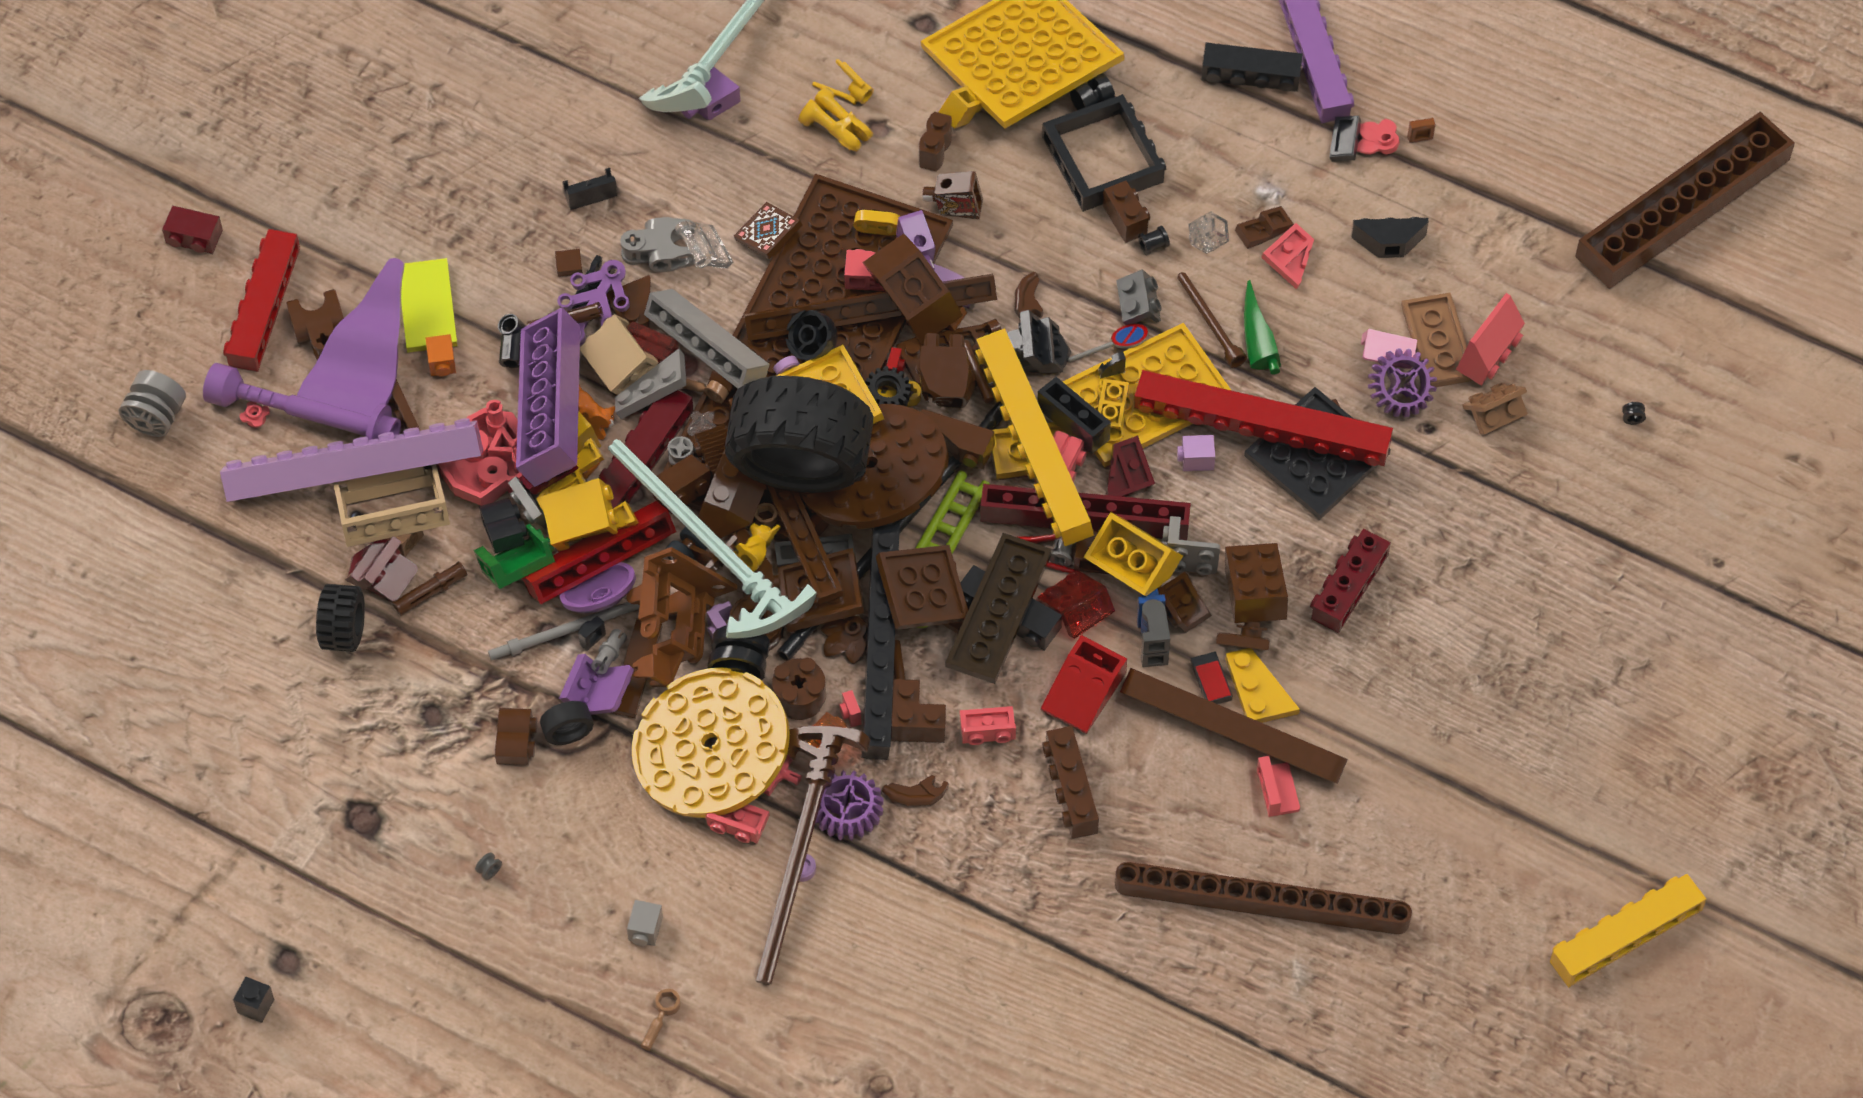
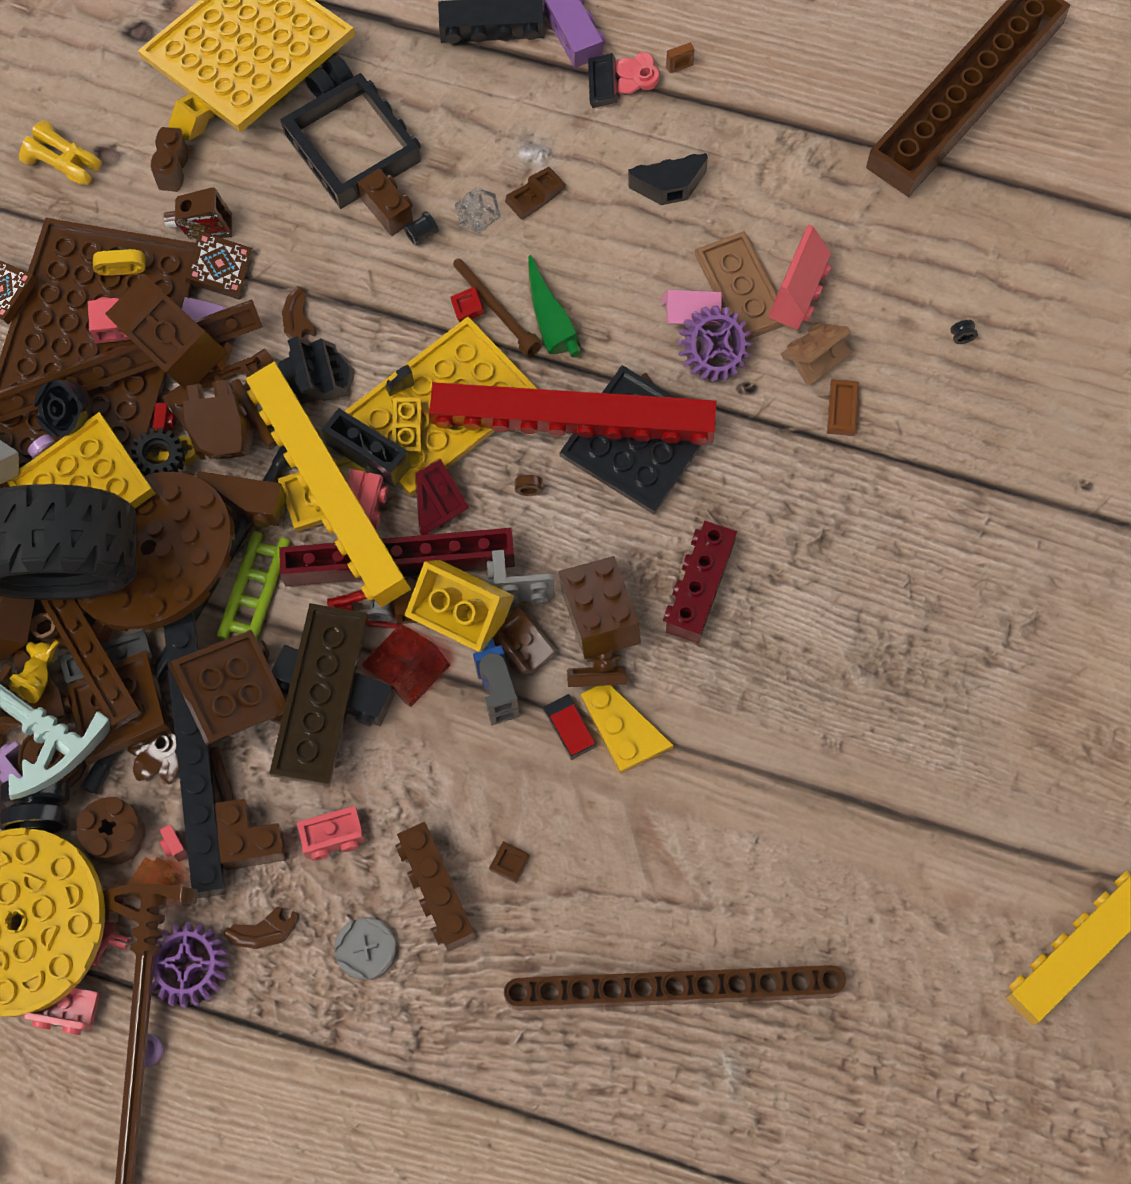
camera: 10 degrees left, 10 degrees up
(858, 89) = (80, 115): yellow plant -> none
(917, 230) = (161, 271): medium lavender torso -> none
(965, 240) = (218, 265): none -> reddish brown tile
(1001, 823) = (365, 949): none -> light grey tile
(1085, 684) = (430, 764): red slope -> none
(1124, 337) = (407, 344): piece -> none
(1138, 297) = (415, 296): dark grey bracket -> none
(1138, 777) = (509, 862): none -> reddish brown tile
(1185, 312) = (468, 304): none -> red plate
(1197, 453) = (507, 462): lavender brick -> none
(1211, 474) = (528, 485): none -> reddish brown tile
(1234, 725) = (605, 781): reddish brown beam -> none
(1277, 787) = (666, 844): coral panel -> none
(1290, 254) = (568, 218): coral wing -> none
(1509, 459) = (842, 407): none -> dark orange tile

